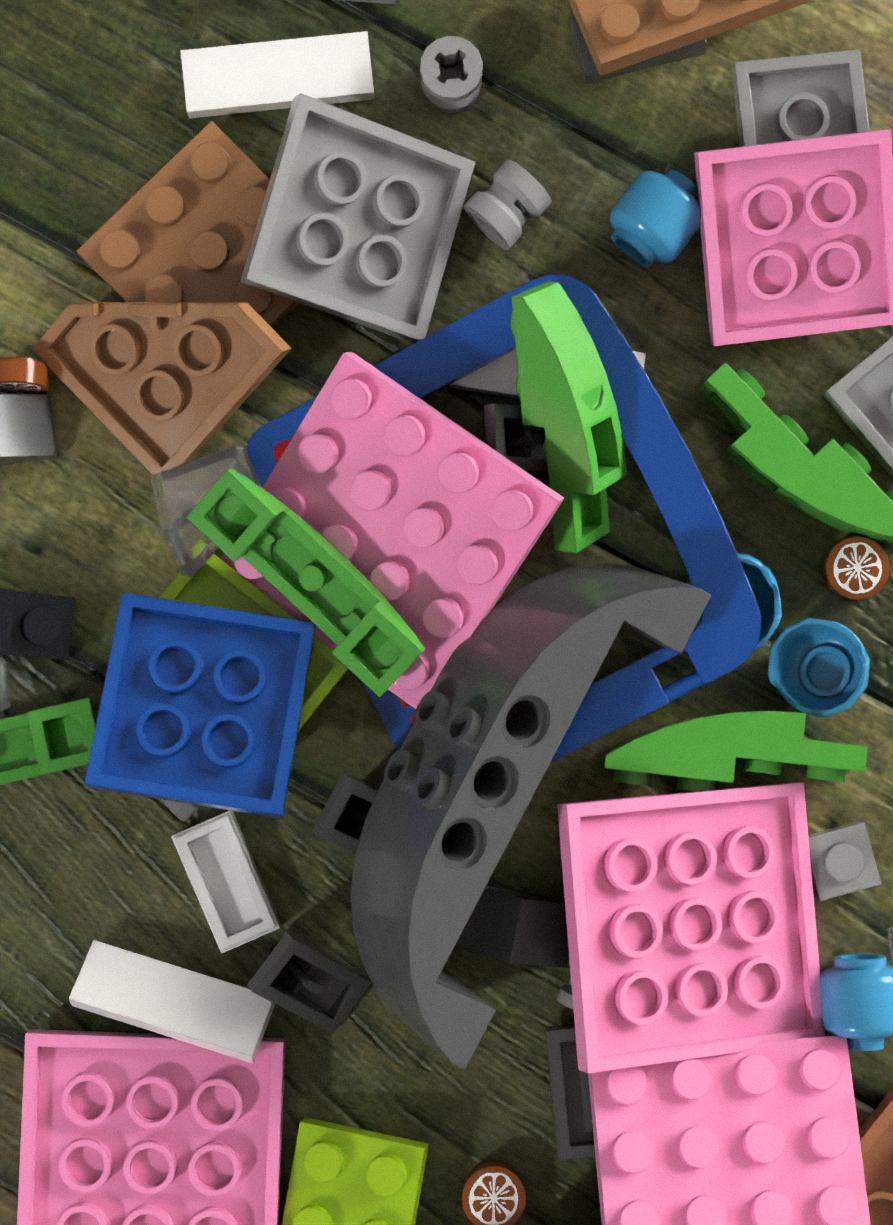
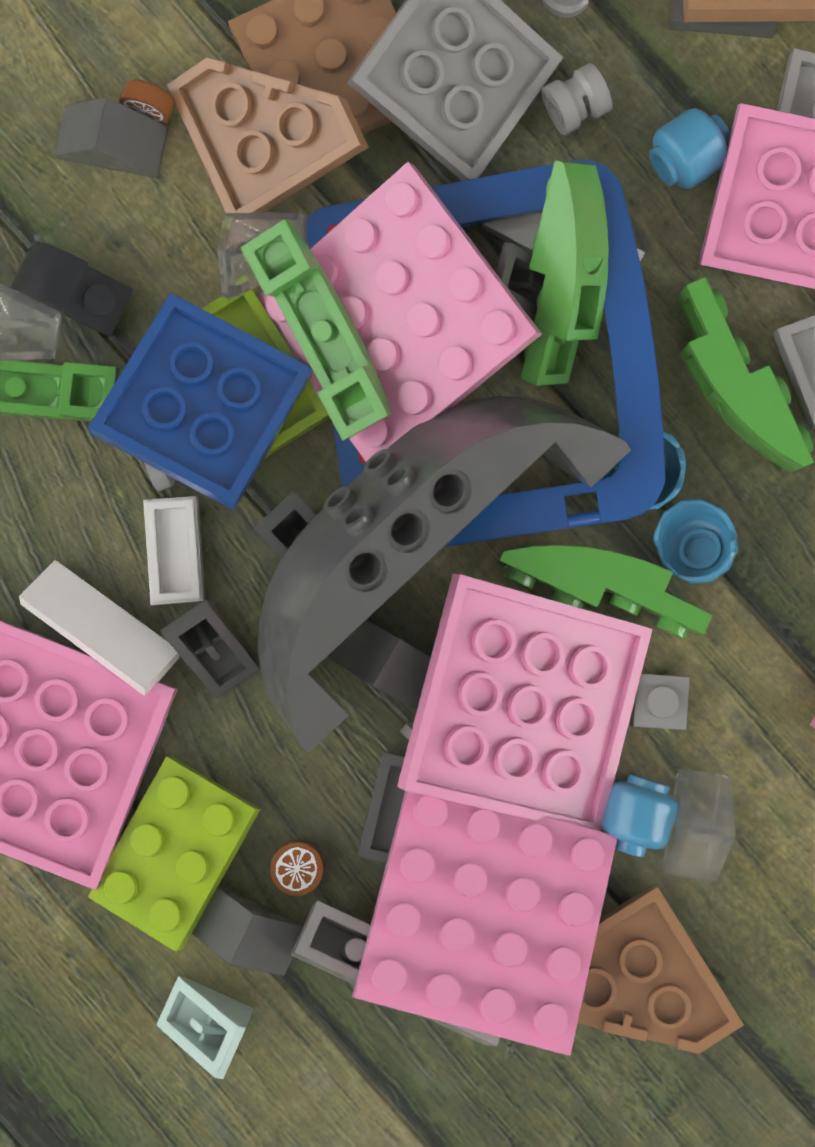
camera: 20 degrees right, 0 degrees up
(855, 568) = (751, 477): dark orange tile -> none

